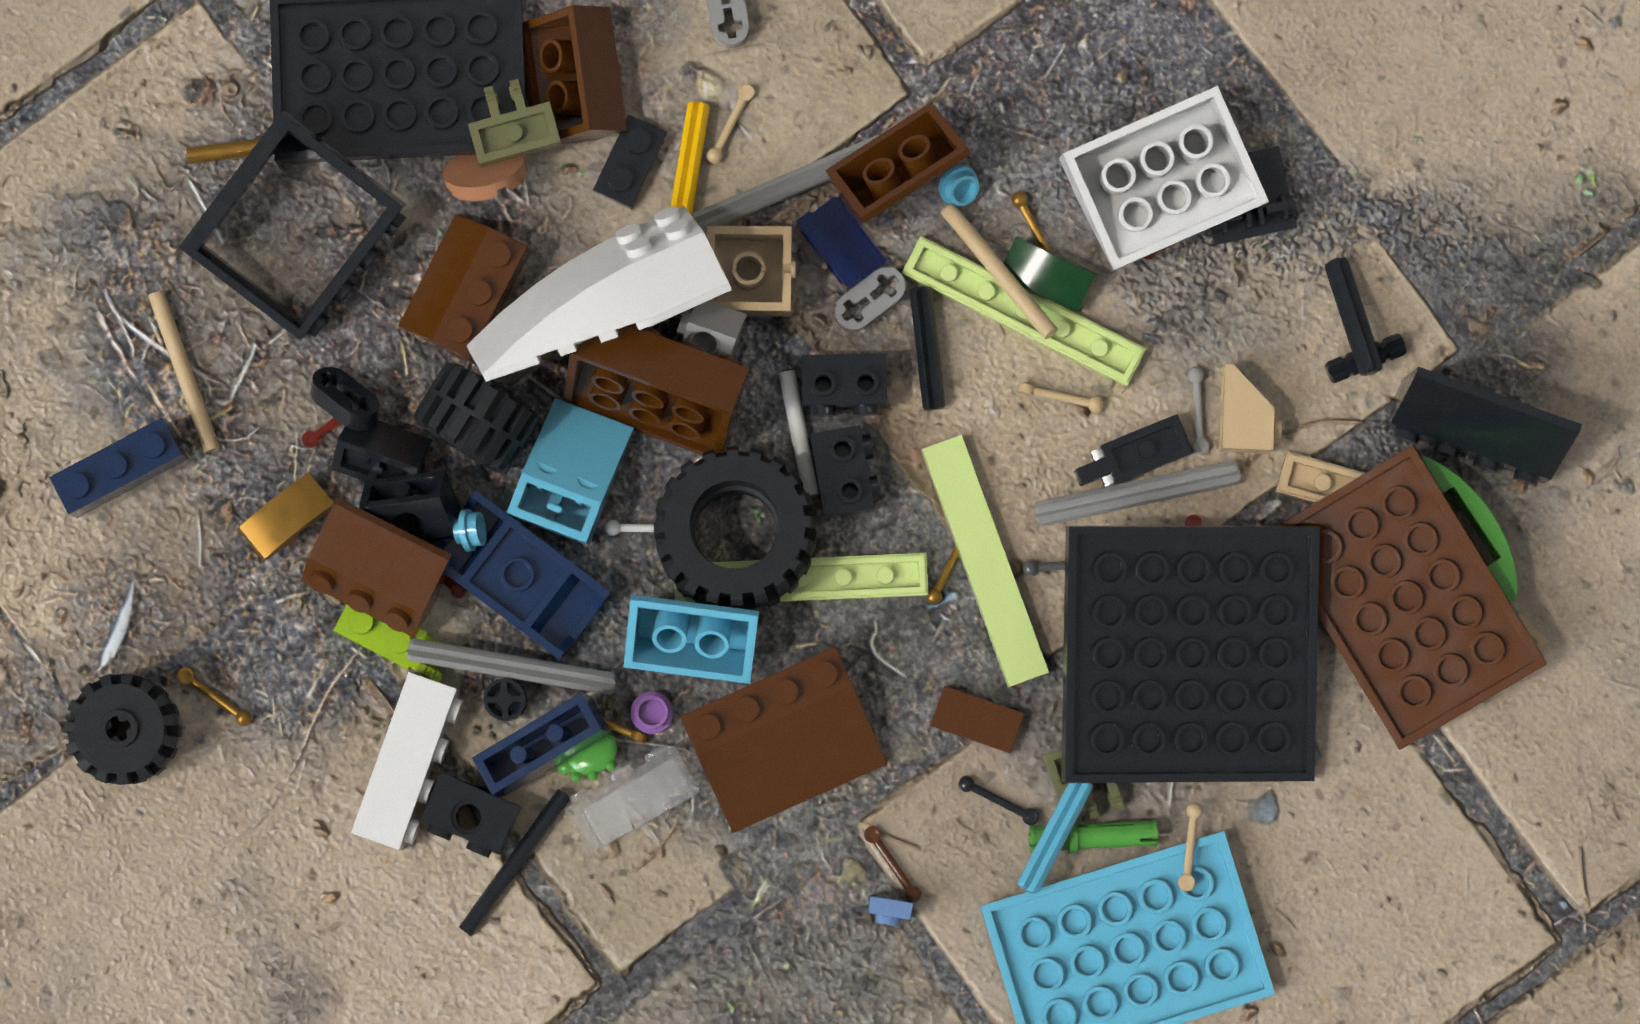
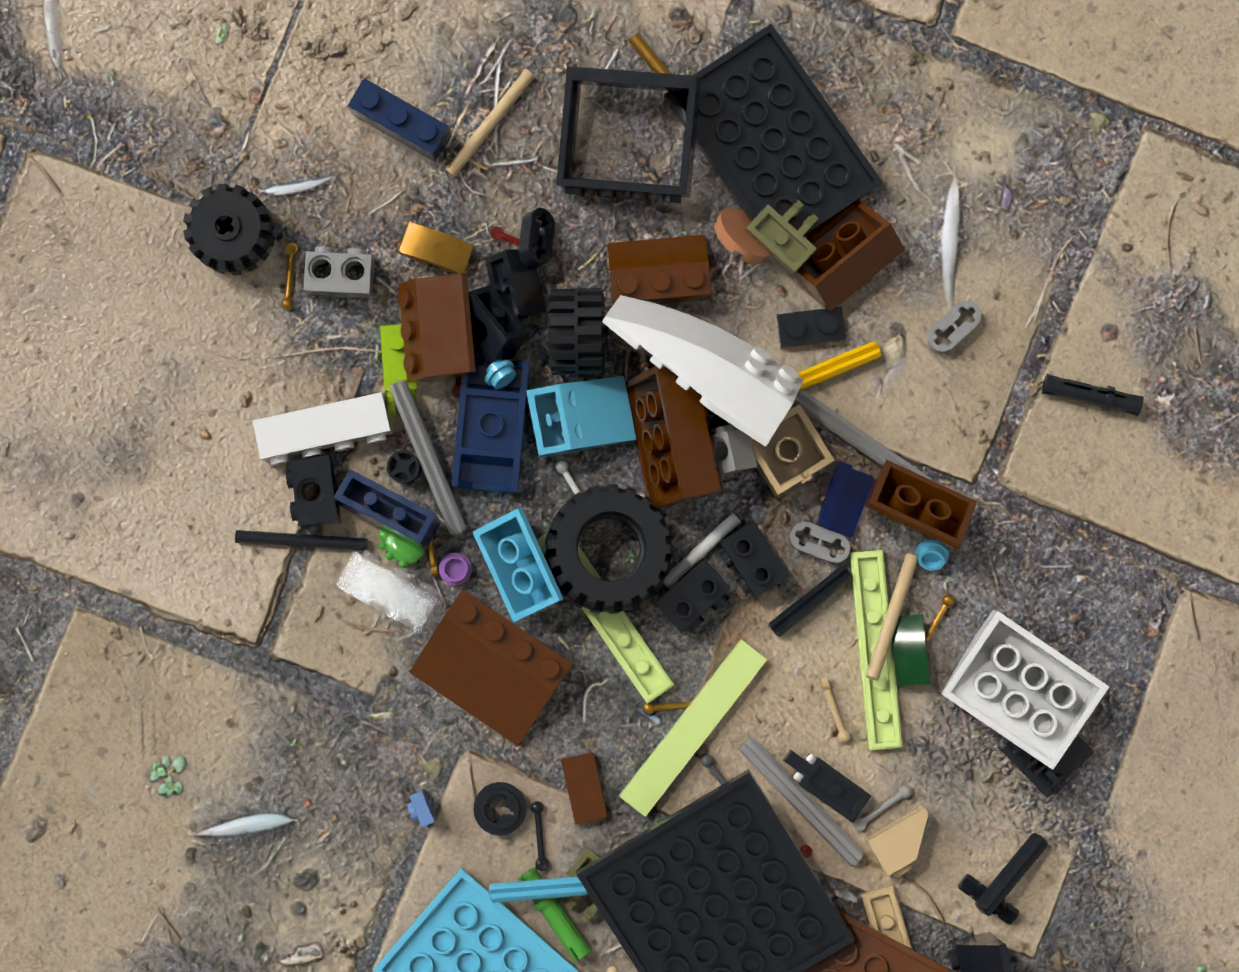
camera: 55 degrees right, 0 degrees up
(256, 646) = (338, 283): none -> light grey brick
(745, 94) = (904, 376): tan hinge -> none
(912, 893) = (464, 766): reddish brown hinge -> none
(922, 821) = (485, 814): none -> black gear

